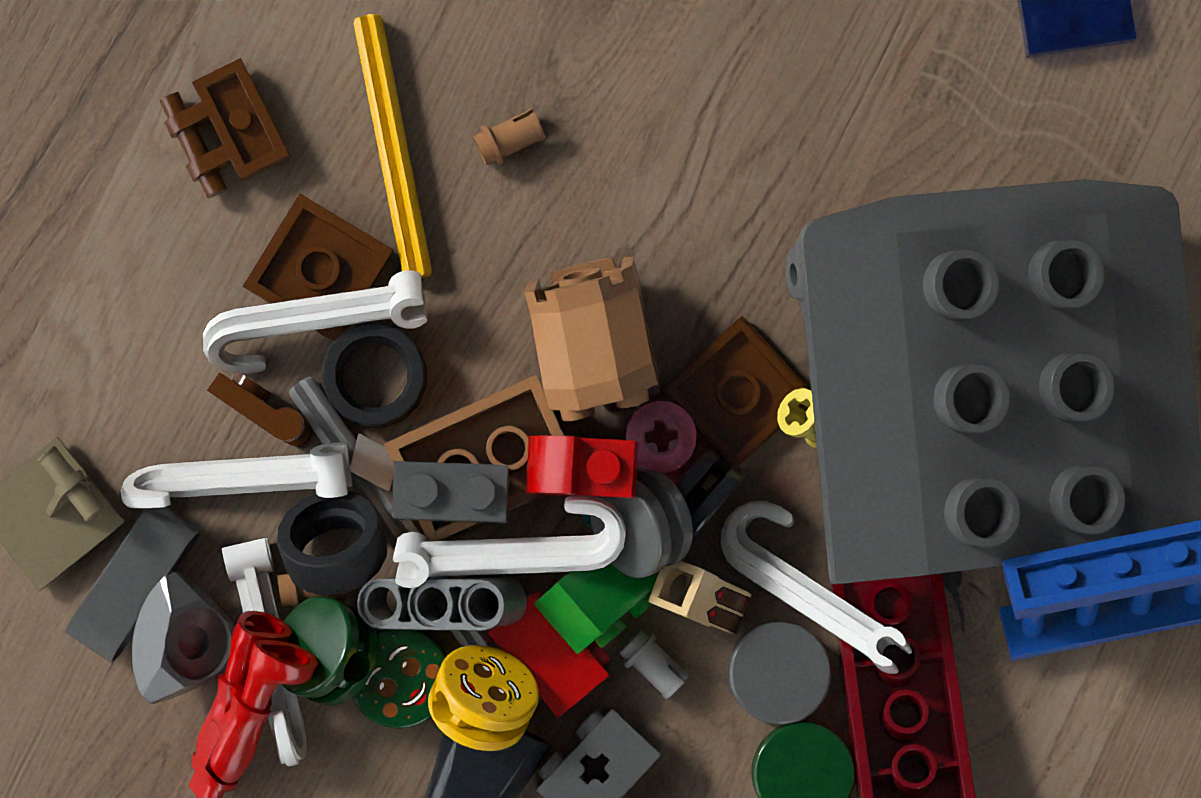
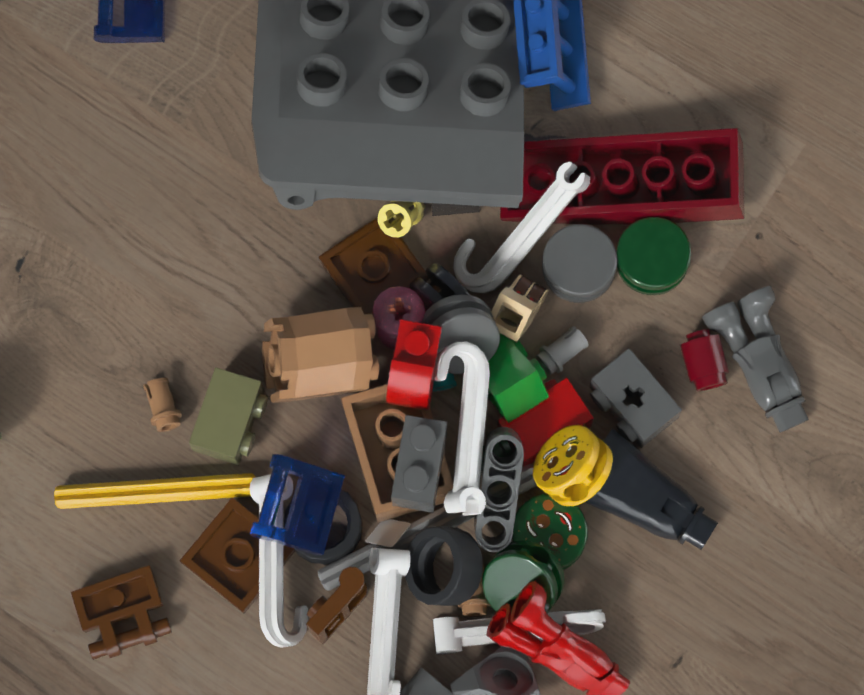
camera: 80 degrees left, 10 degrees down
(378, 355) = (310, 509): none -> clear blue plate
(501, 228) = (228, 417): none -> olive brick

